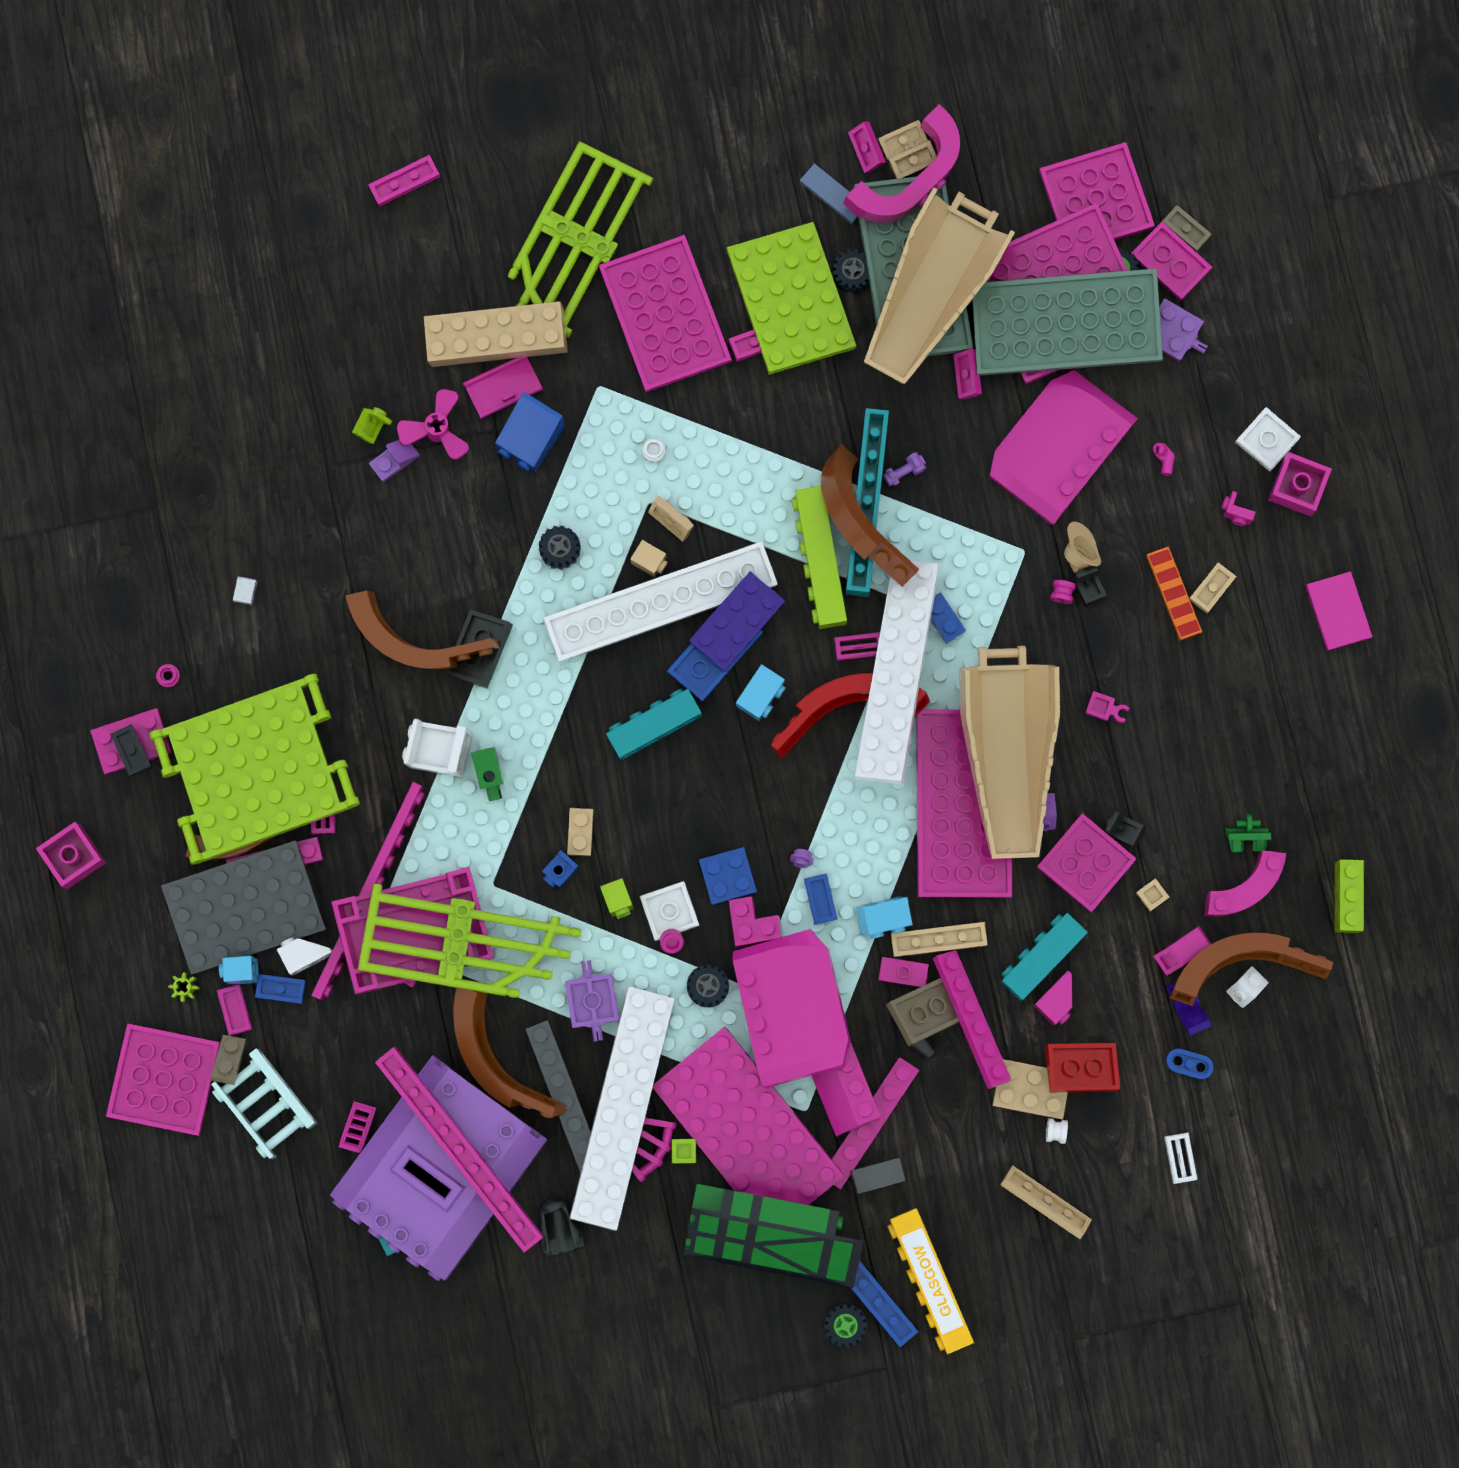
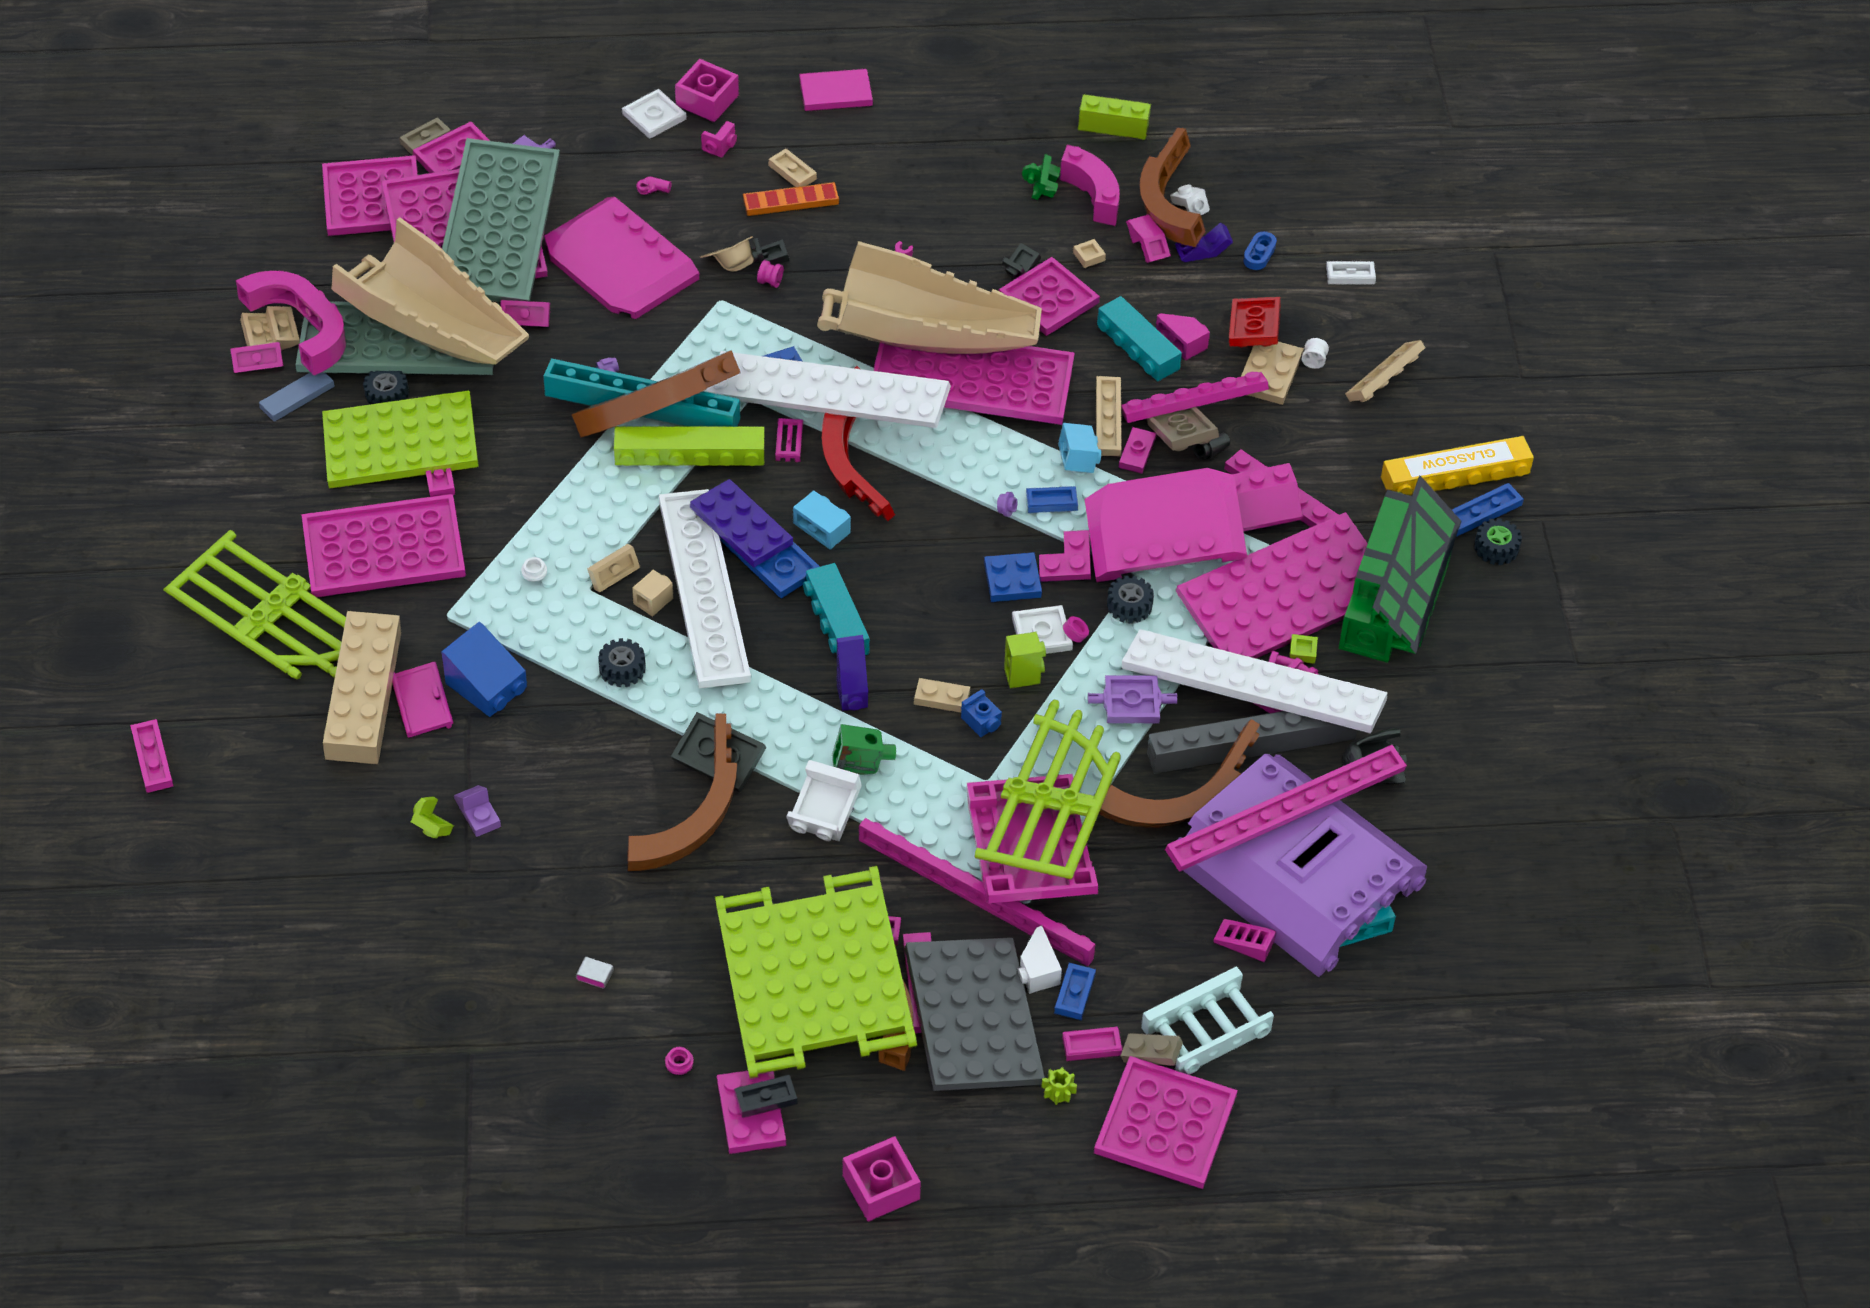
camera: 85 degrees left, 30 degrees down
(239, 970) = (1050, 1016): medium azure brick -> none
(413, 431) = (451, 754): dark pink piece -> none
(567, 750) = (852, 673): none -> dark purple slope
(877, 1175) = (1346, 494): dark grey slope -> none

